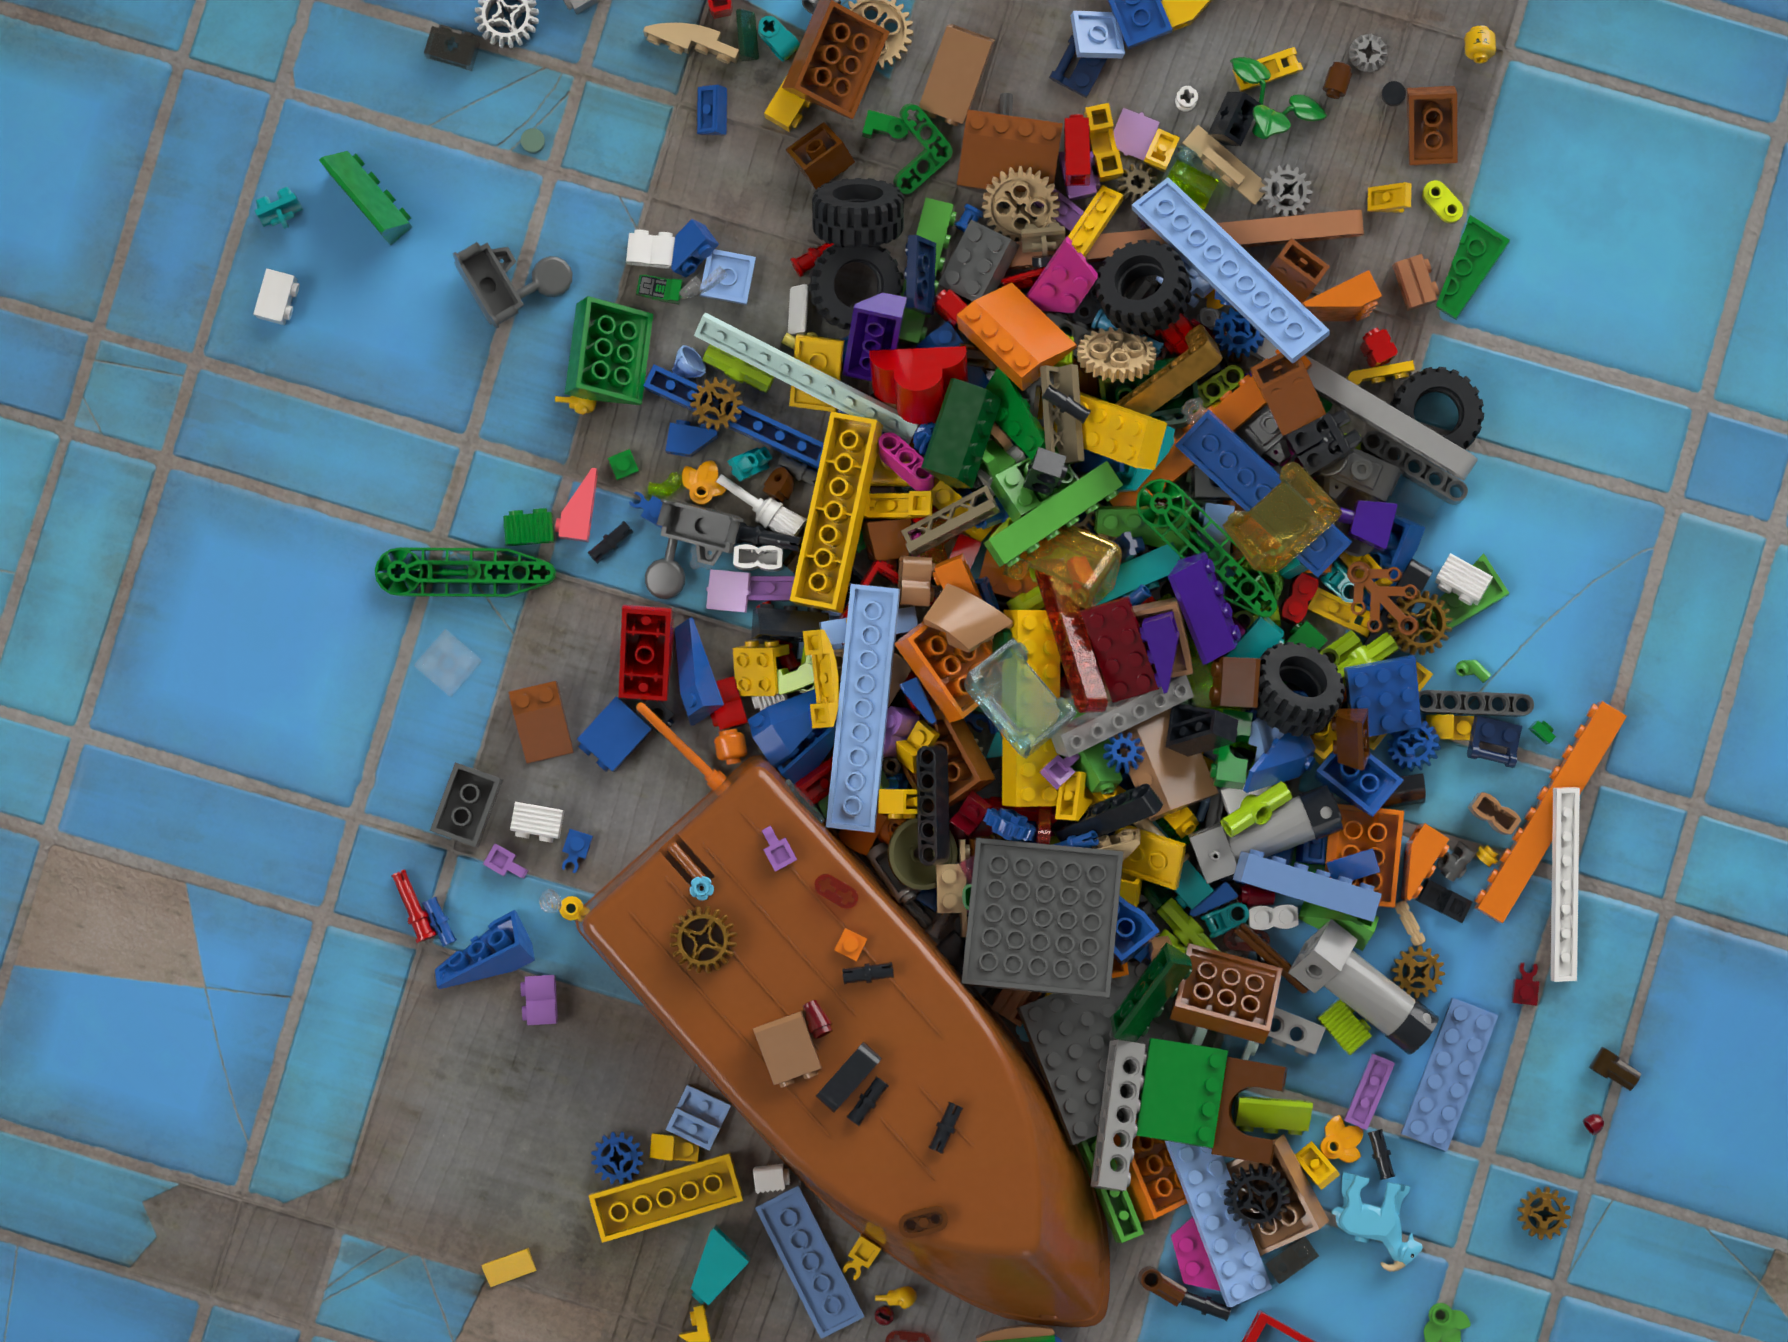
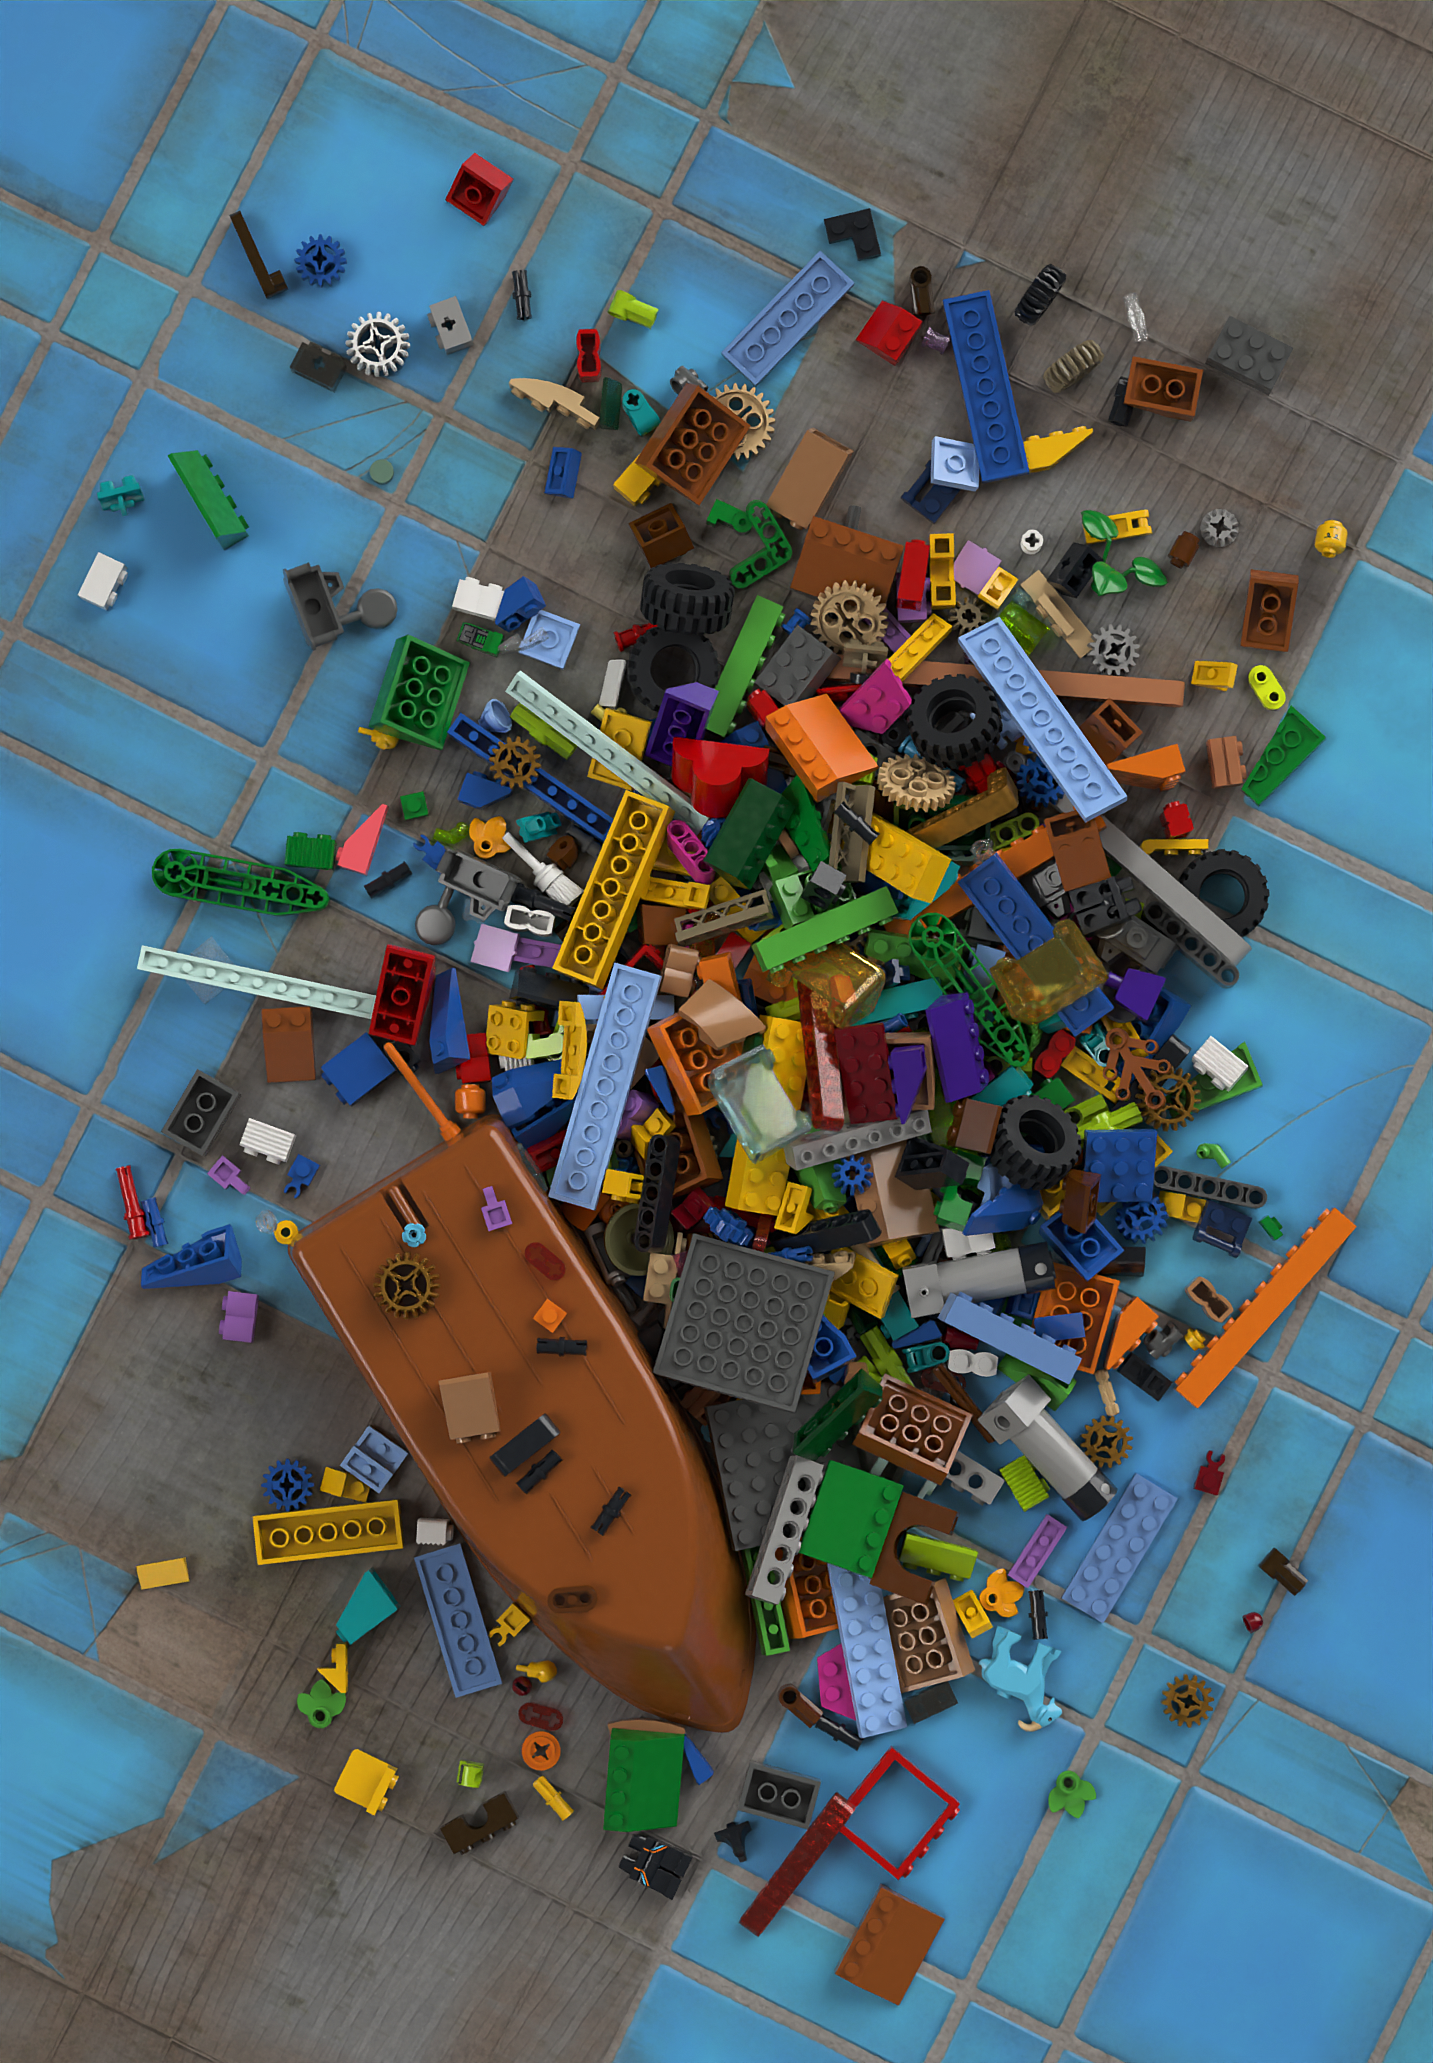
camera: 15 degrees right, 0 degrees up
(498, 666) = (256, 982): none -> light aqua plate
(817, 1020) = (504, 1385): dark red cone -> none
(920, 274) = (737, 670): dark blue plate -> none
(1059, 770) = (786, 1181): medium lavender plate -> none
(1248, 1201) = (898, 1637): black gear -> none
(1256, 809) = (972, 1253): lime piece -> none
(1393, 93) = (1237, 572): black tile -> none
(1565, 884) = (1265, 1381): white plate -> none

